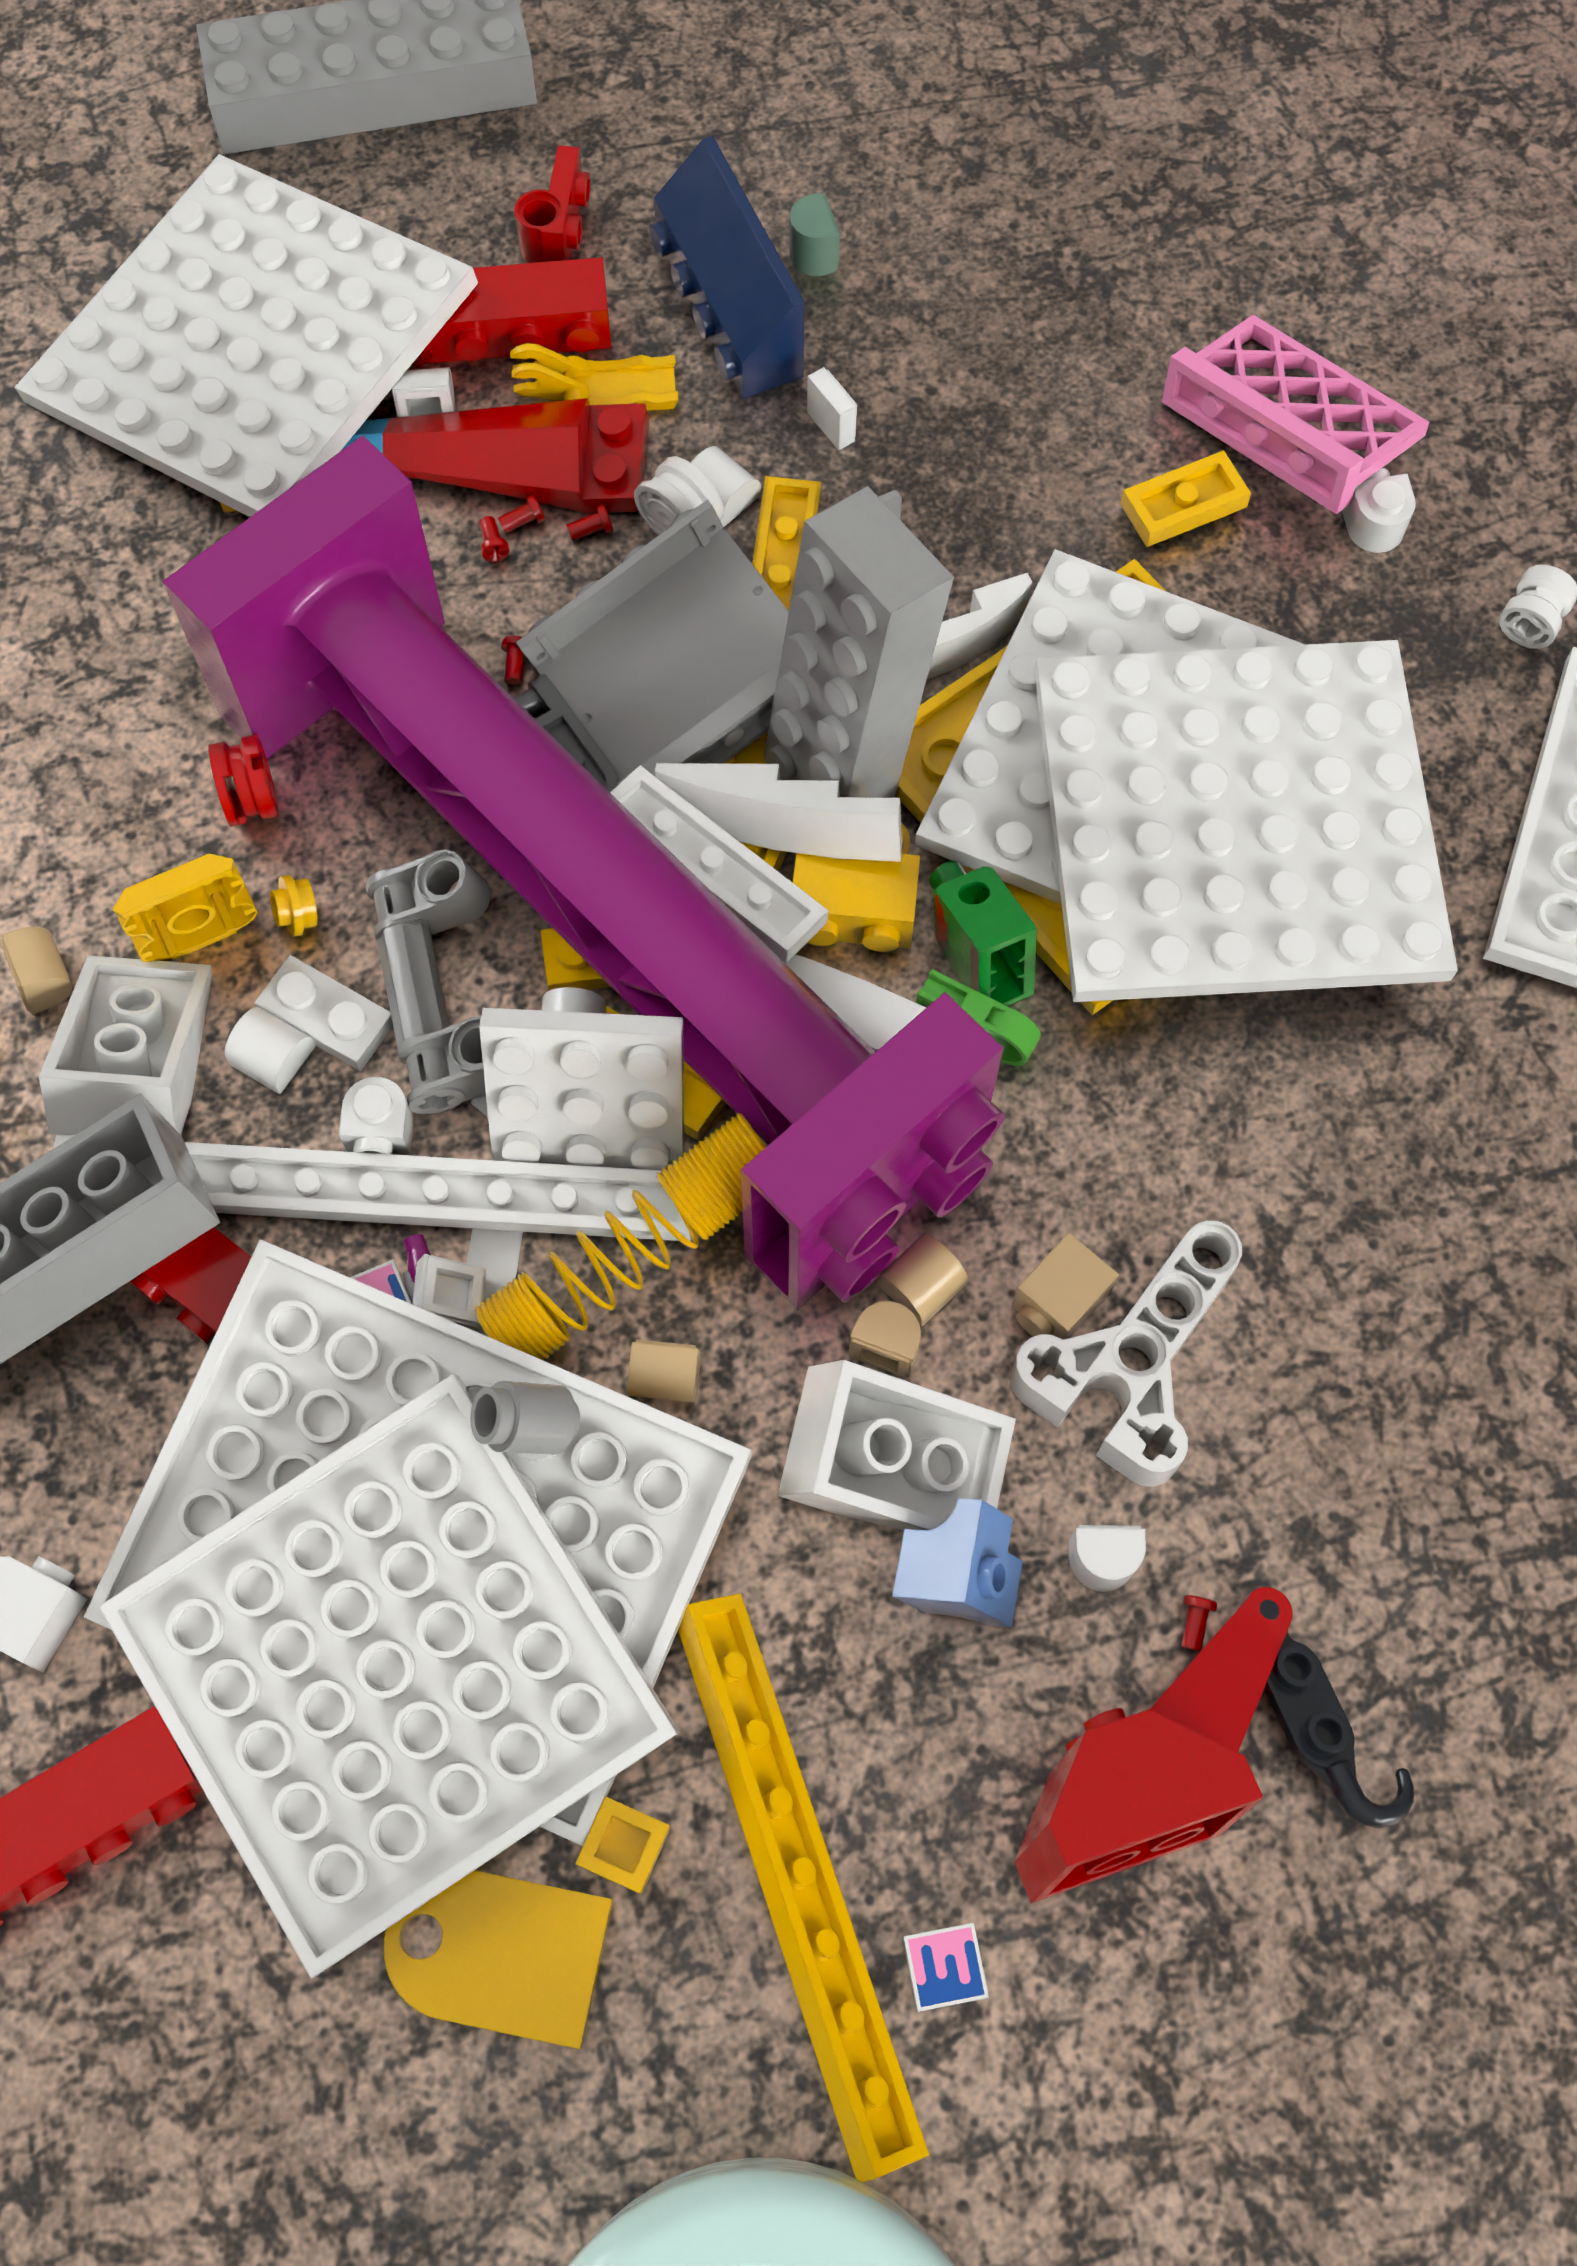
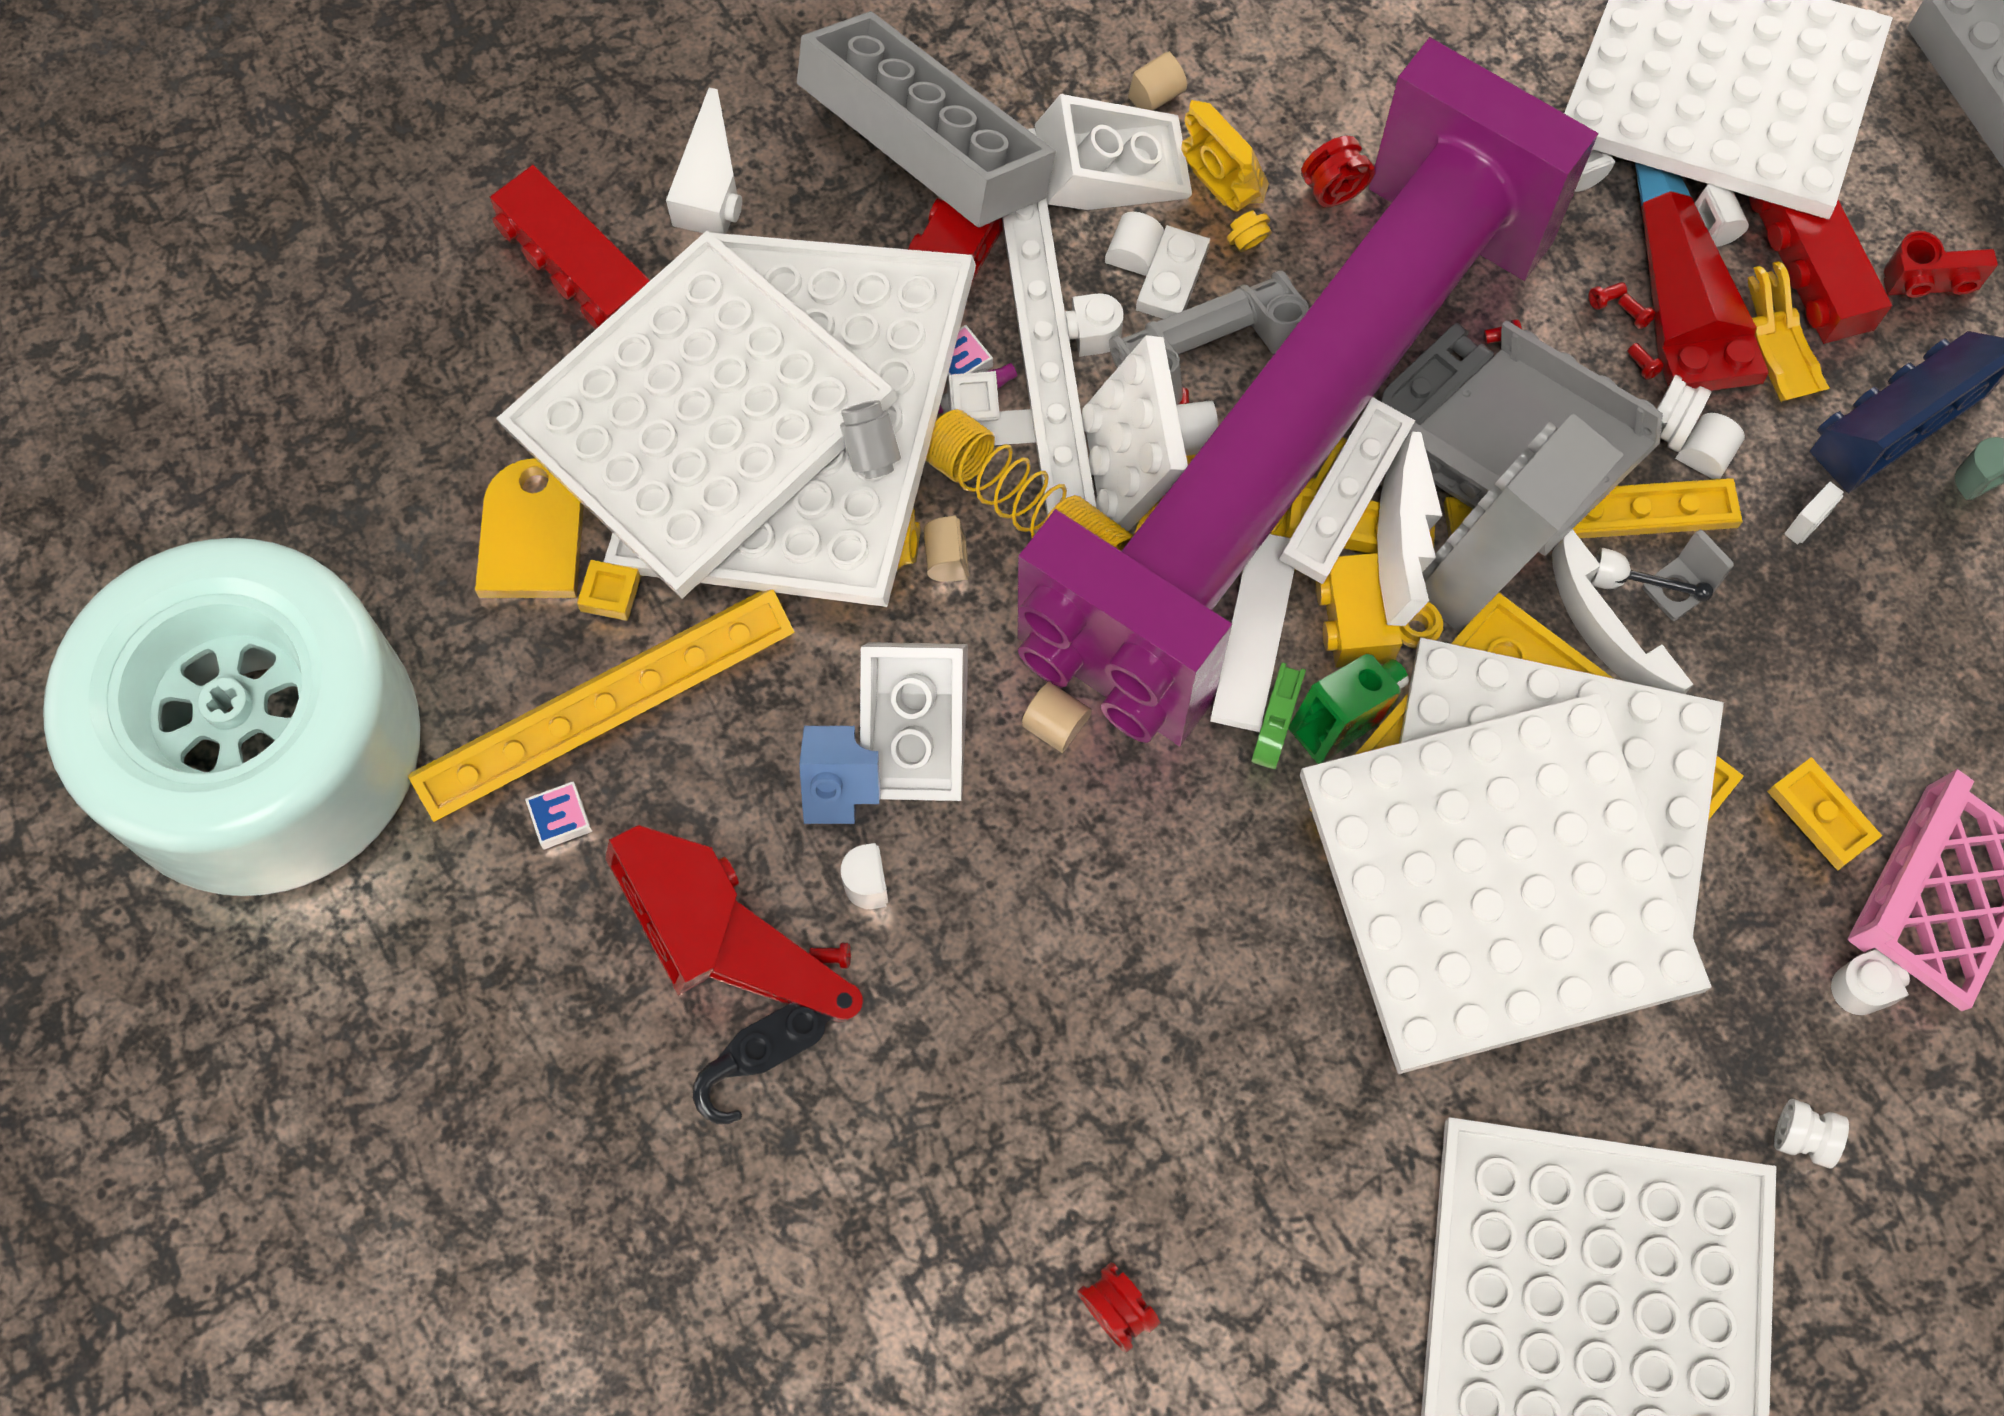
camera: 80 degrees right, 0 degrees up
(886, 1338) = (1001, 696): tan brick -> none
(1063, 1290) = (1065, 815): tan brick -> none
(1144, 1396) = (992, 891): white beam -> none

